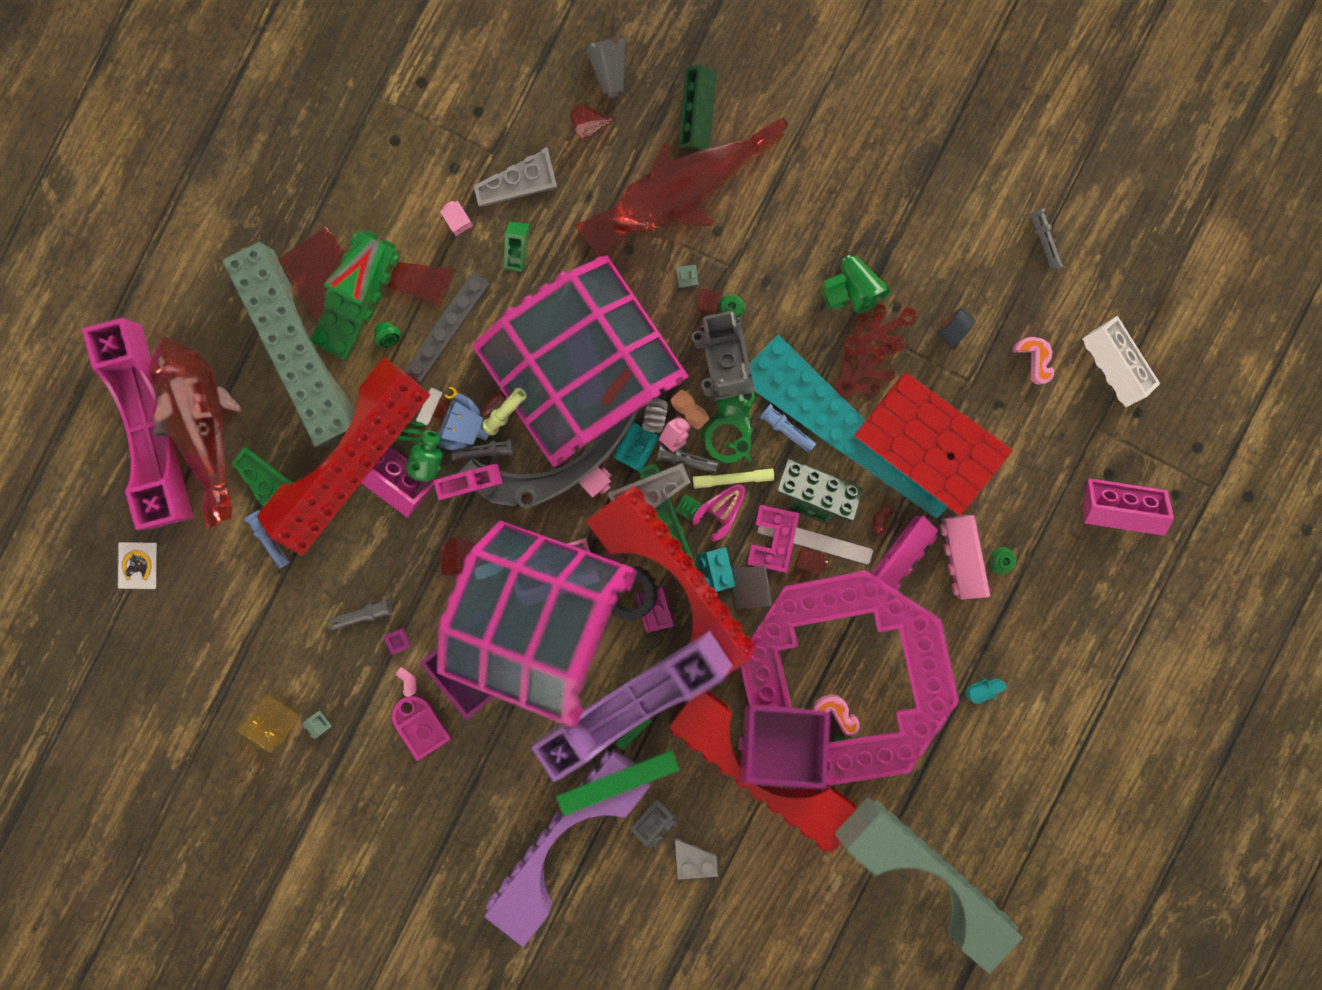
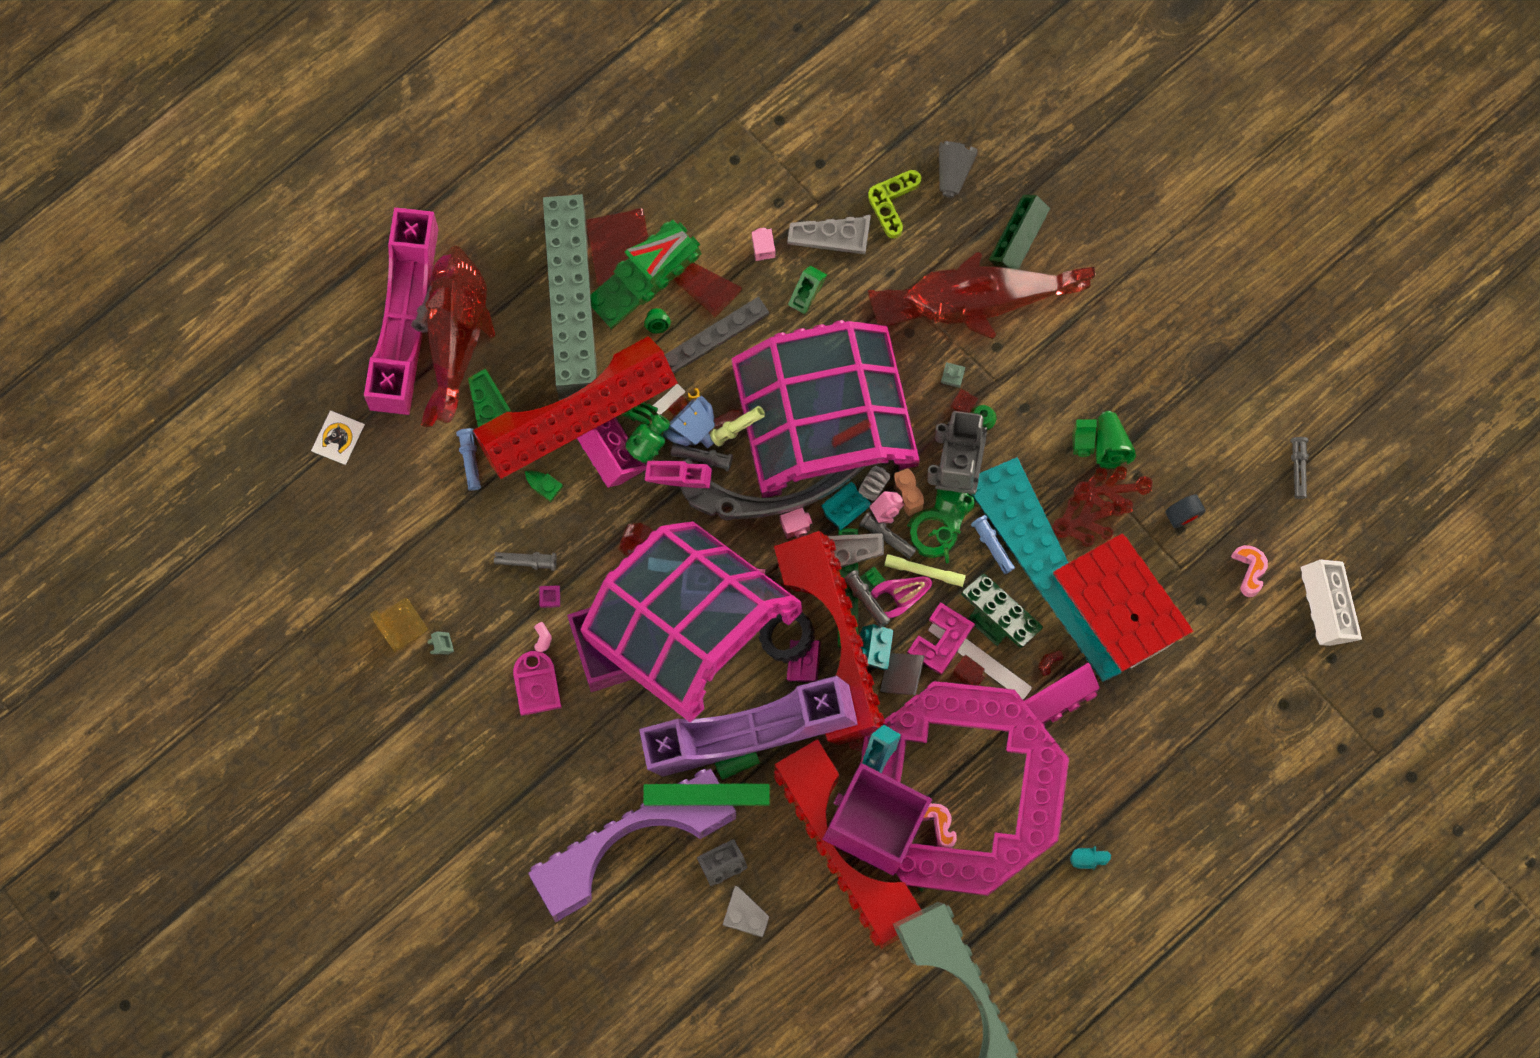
camera: 15 degrees right, 15 degrees down
(347, 535) = (544, 484): none -> green plate
(555, 119) = (887, 195): none -> lime beam
(588, 121) = (916, 208): clear red helmet -> none
(683, 525) = (862, 592): none -> dark grey pin
(759, 671) = (880, 748): none -> teal arch
(965, 557) = (1115, 723): bright pink slope -> none
(997, 559) = (1148, 746): green cone -> none
(1127, 507) = (1288, 739): dark pink slope -> none

